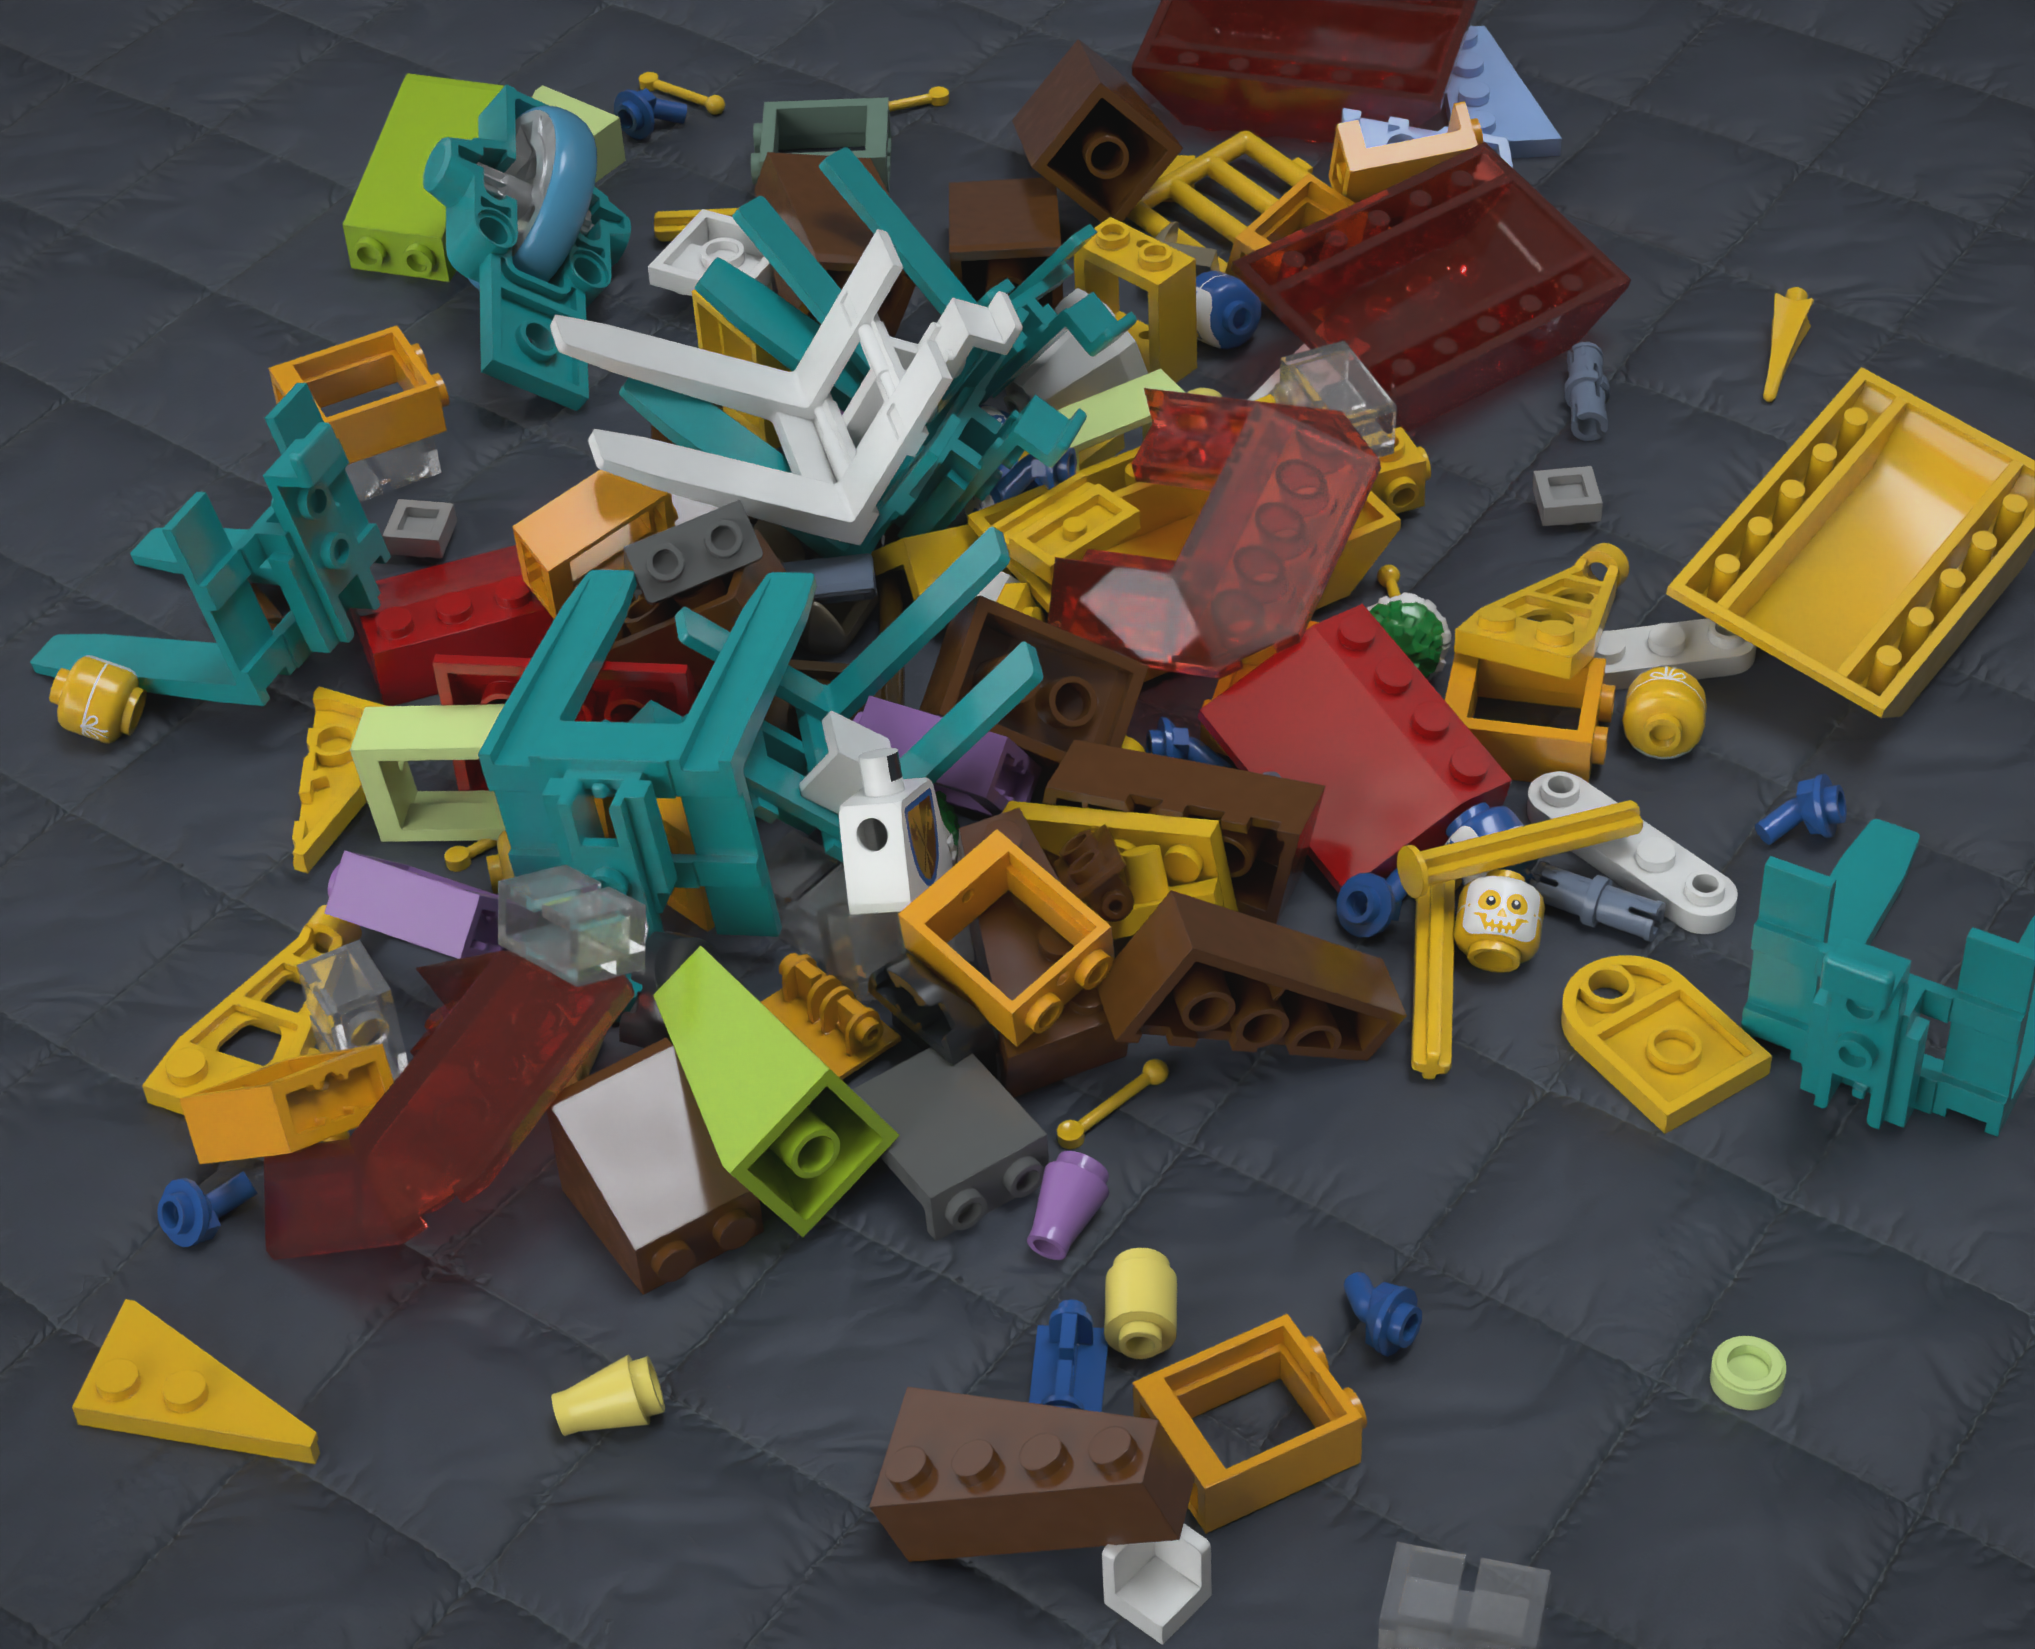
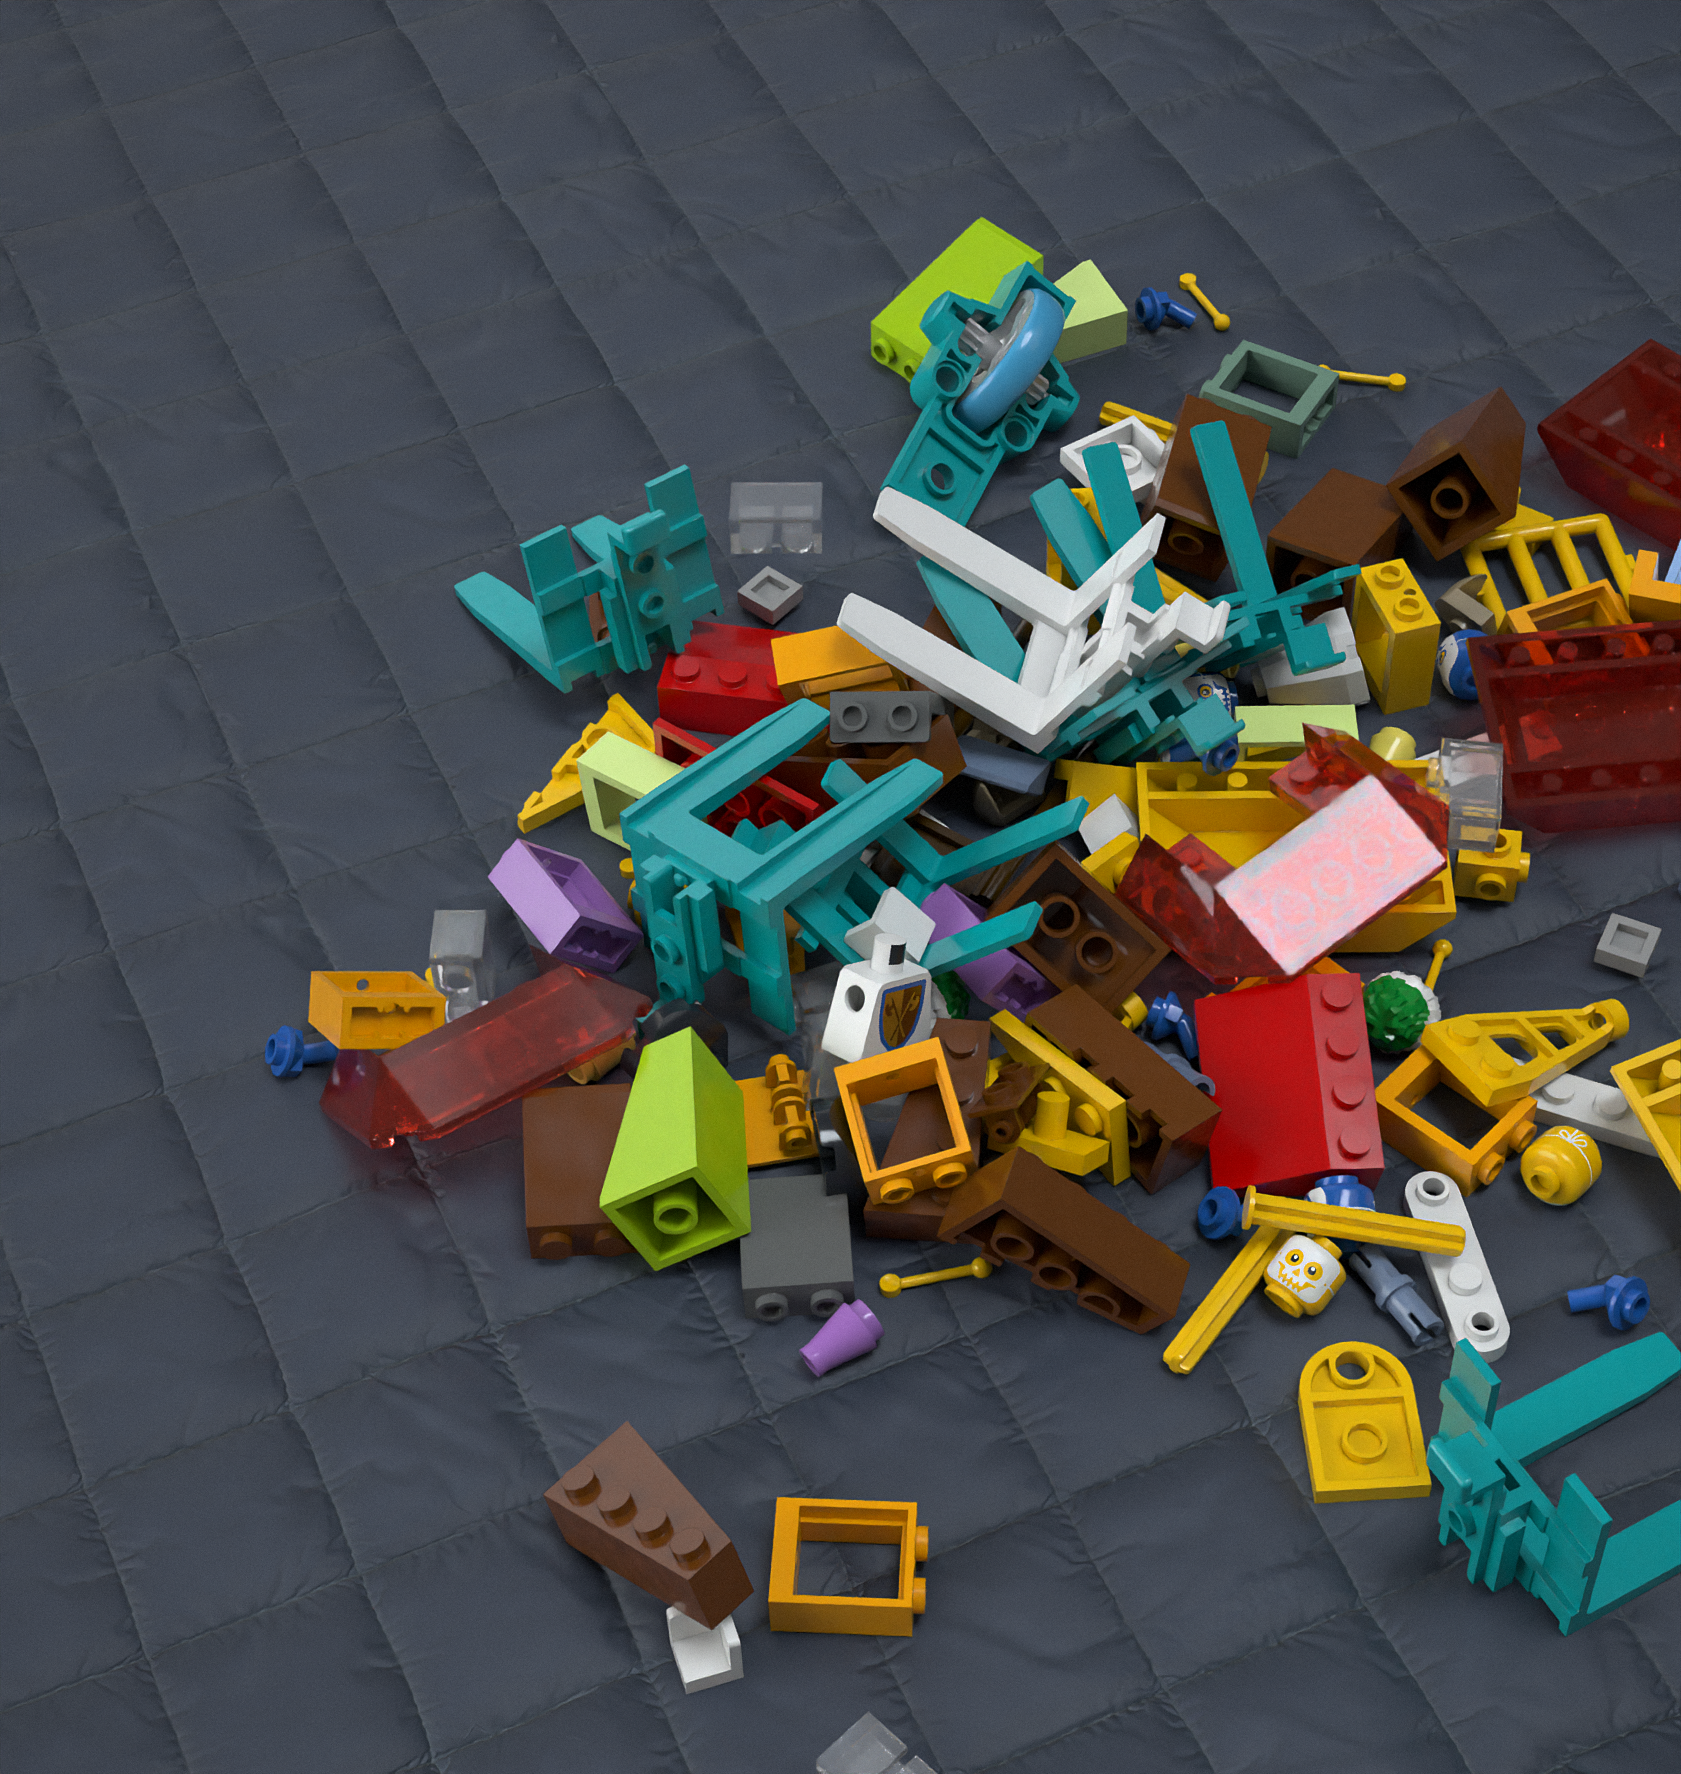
camera: 30 degrees right, 5 degrees up
(98, 699) = (471, 637): yellow head -> none
(170, 1389) = (197, 1174): yellow wing -> none
(195, 1056) = (360, 944): yellow plate -> none
(364, 367) = (776, 451): light orange window -> none
(571, 925) = (617, 969): clear piece -> none
(611, 1398) = (456, 1325): light yellow cone -> none
(1067, 524) = (1194, 803): yellow plate -> none
(1069, 1360) = (753, 1471): blue hinge -> none
(1140, 1304) = (836, 1440): light yellow brick -> none
(1386, 1310) = (1000, 1538): blue plate -> none
(1748, 1372) = (1229, 1719): yellowish green tile -> none

